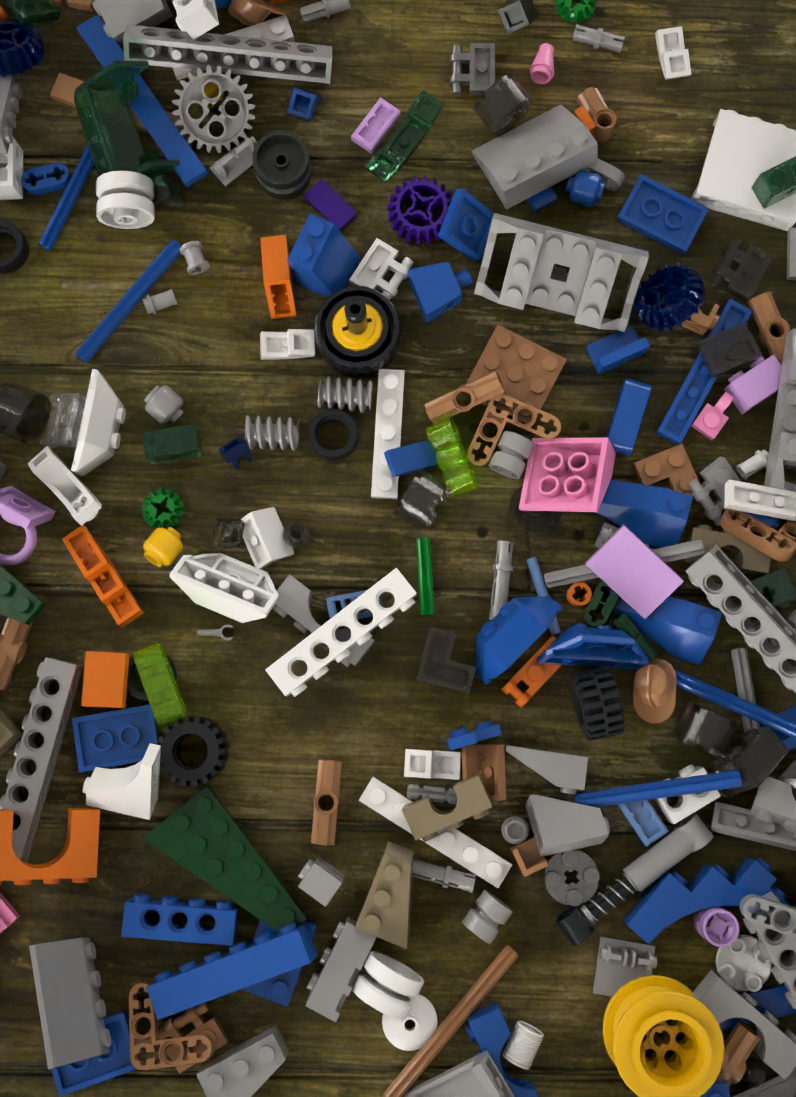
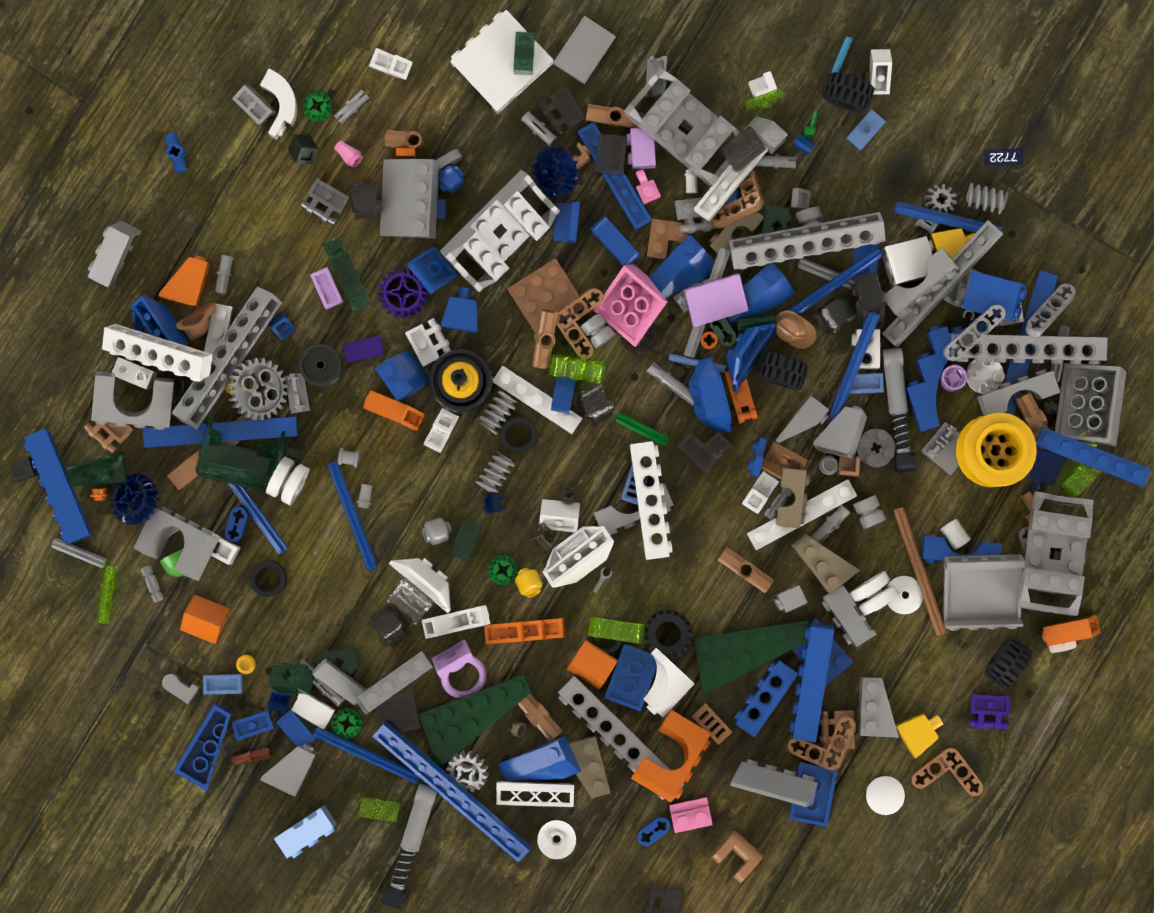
camera: 60 degrees left, 5 degrees up
(122, 873) = (724, 735): none -> medium nougat slope
(662, 214) = (496, 139): blue plate -> none
(705, 253) = (529, 119): none -> light grey pin

